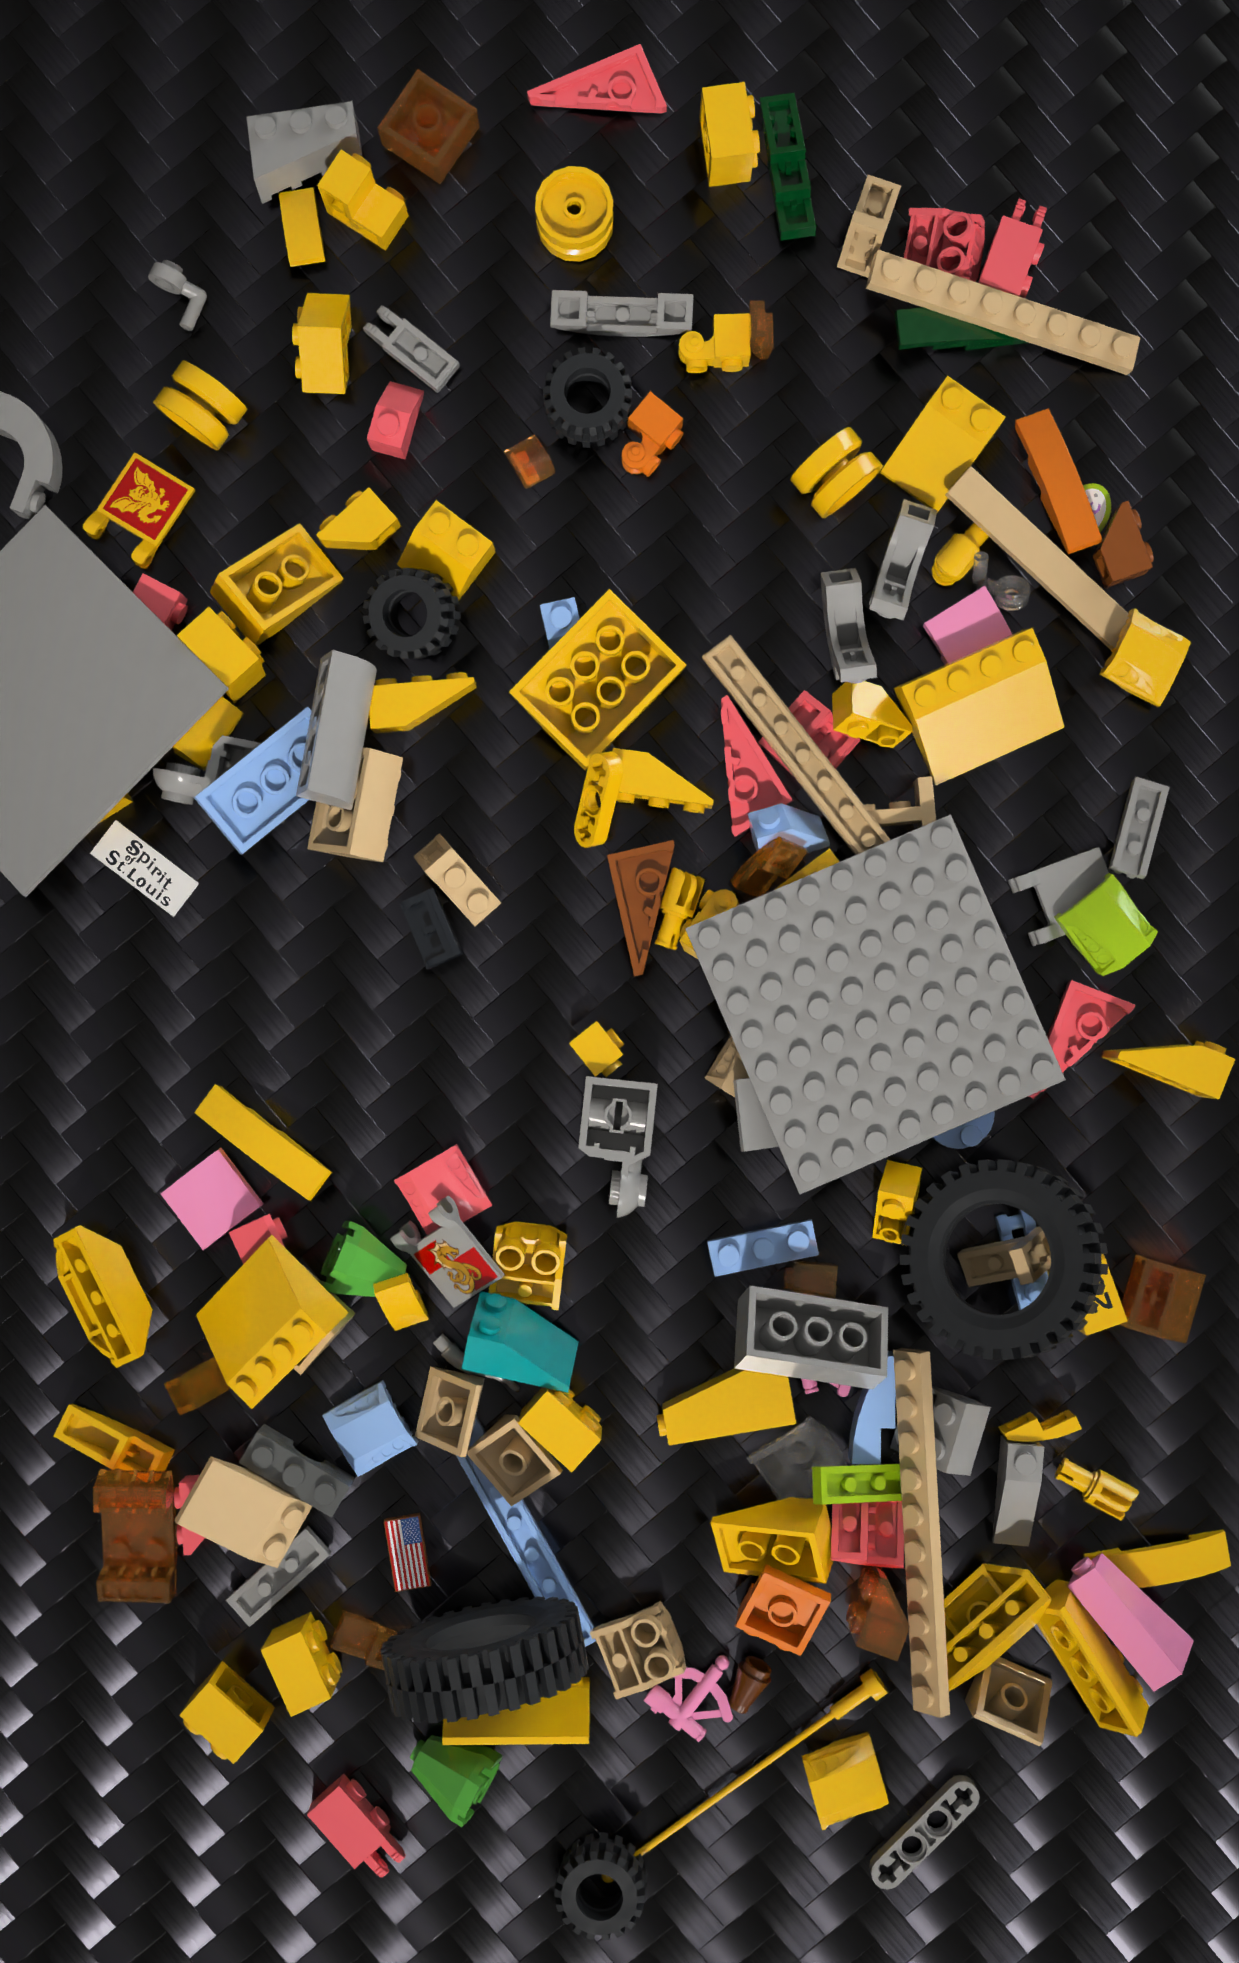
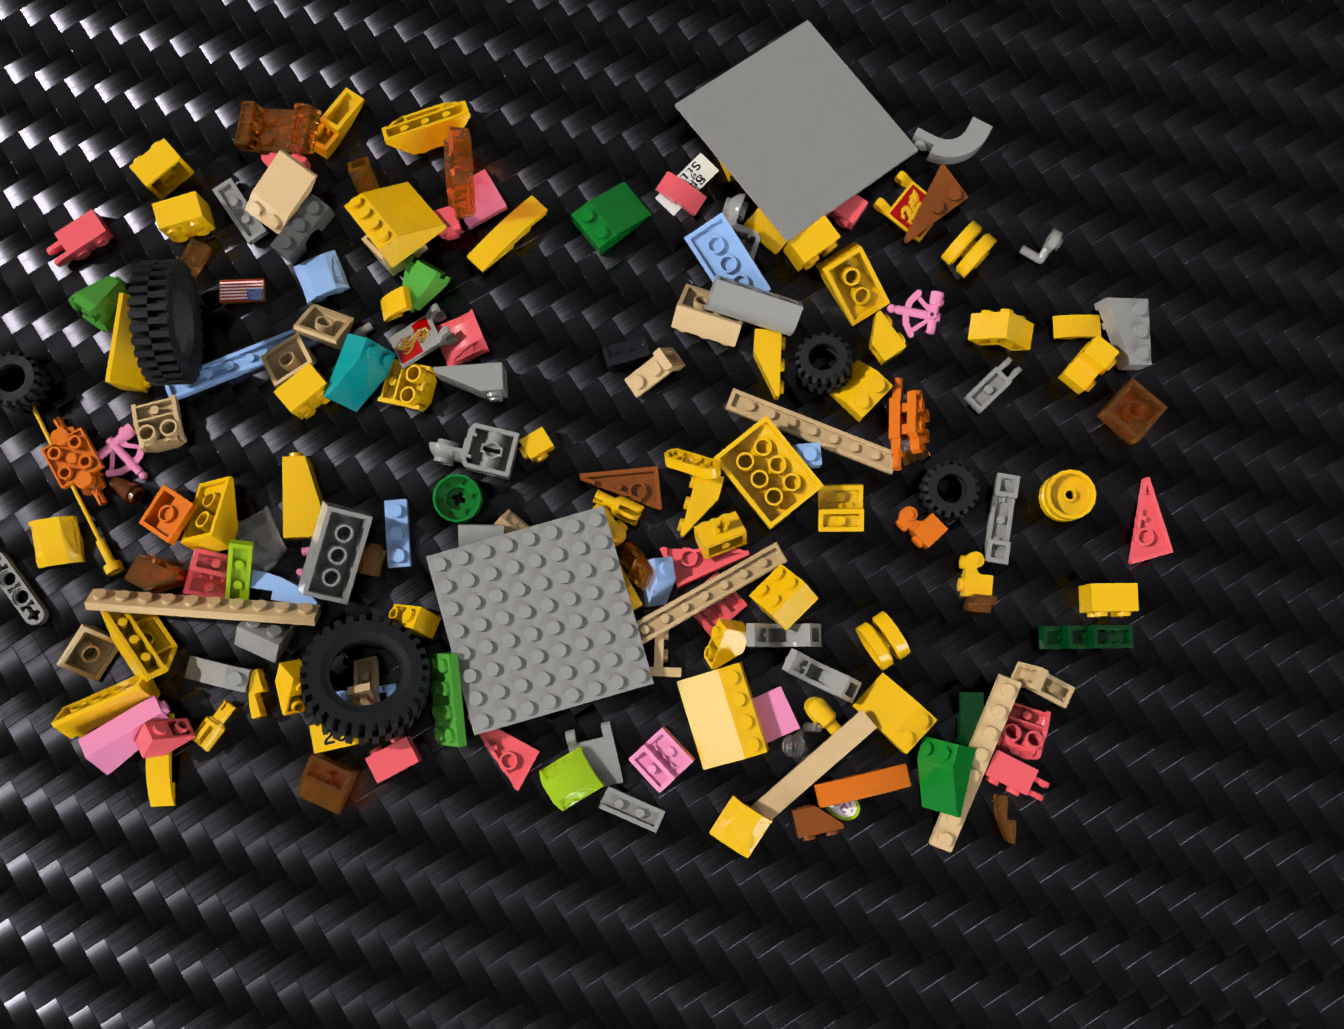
camera: 90 degrees right, 5 degrees down
(120, 460) = (941, 198): none -> dark orange wing
(162, 874) = (681, 192): none -> coral slope
(202, 1224) = (459, 172): none -> clear orange plate
(215, 981) = (610, 217): none -> green slope
(312, 457) = (930, 314): none -> bright pink piece
(395, 420) = (949, 369): coral slope -> none
(507, 1148) = (483, 380): none -> light grey slope
(509, 482) = (907, 423): none -> orange piece
(519, 621) = (812, 431): none -> tan tile
(635, 563) = (840, 508): none -> yellow slope
(703, 743) = (720, 535): none -> yellow brick
(714, 1772) = (75, 461): none -> orange piece
(716, 1145) = (453, 486): none -> green wheel
(789, 632) = (783, 597): none -> yellow brick
(1013, 1130) = (447, 699): none -> bright green plate
(1023, 1377) = (289, 687): none -> yellow slope
(1028, 357) = (944, 775): none -> green slope
(1057, 792) = (661, 759): none -> bright pink slope
(1086, 259) = (1006, 825): none -> clear orange slope
(1113, 1202) = (393, 759): none -> coral brick
(1128, 1560) = (163, 736): none -> coral slope
(1192, 1068) = (475, 812): yellow slope -> none

